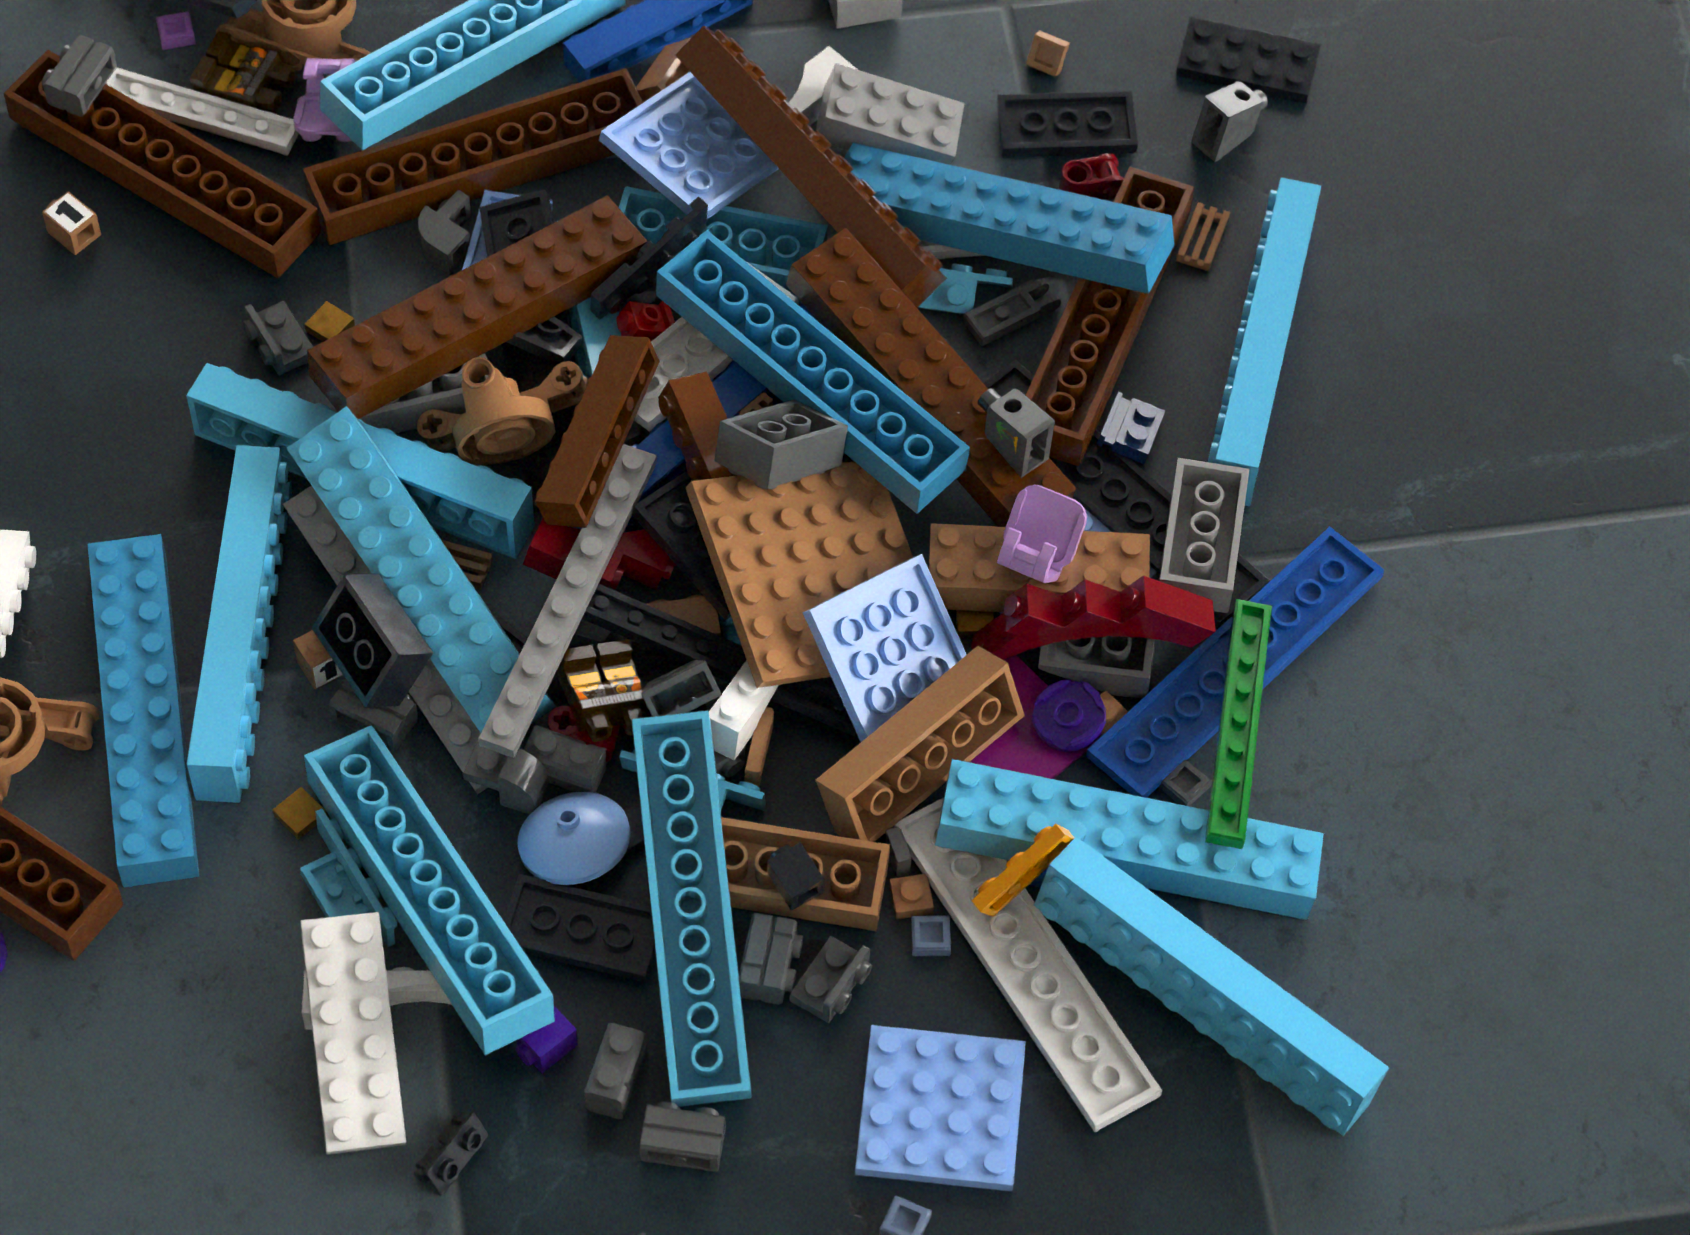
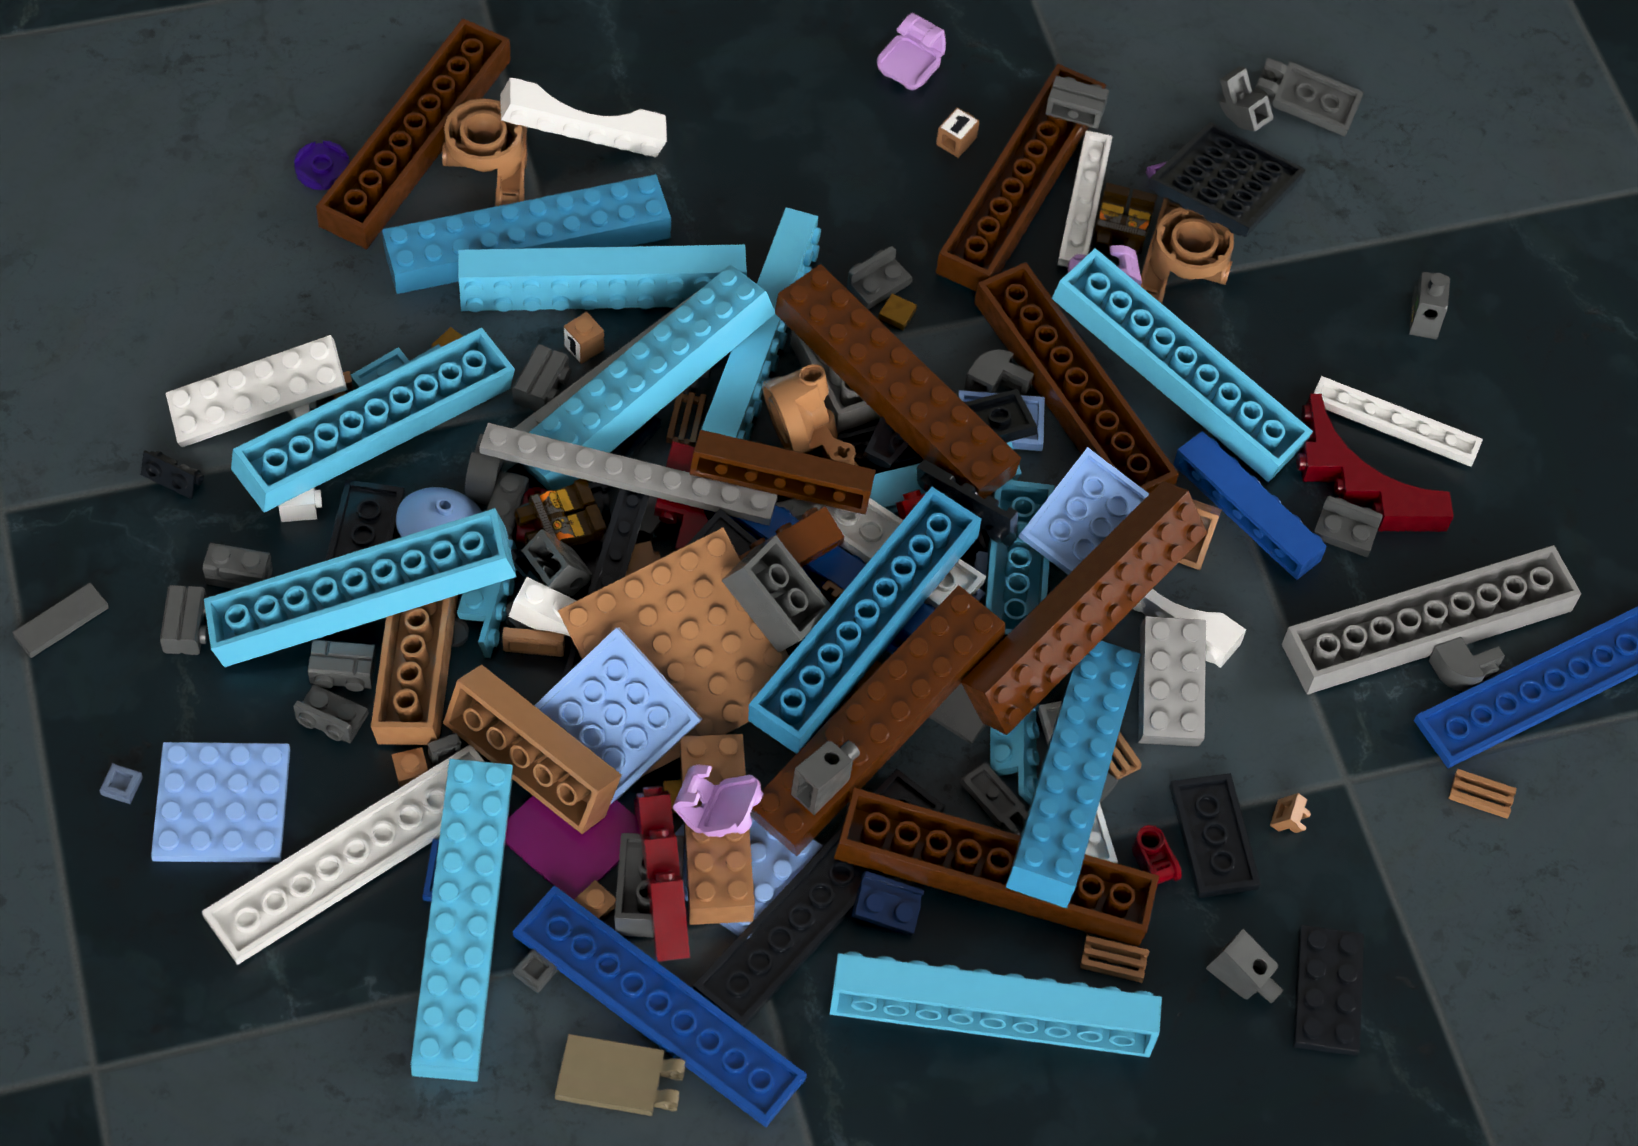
camera: 80 degrees right, 0 degrees up
(372, 640) = (577, 351): black brick -> none
(548, 1043) = (267, 526): dark purple brick -> none
(795, 875) = (393, 657): black brick -> none
(930, 935) = (375, 783): sand blue tile -> none
(1022, 870) = (414, 826): light orange plate -> none
(1069, 715) = (586, 869): dark purple tile -> none
(1204, 529) = (767, 955): light grey brick -> none
(1210, 986) = (319, 983): medium azure brick -> none
(1238, 724) = (579, 993): green tile -> none
(1317, 713) = (617, 1076): none -> dark tan tile

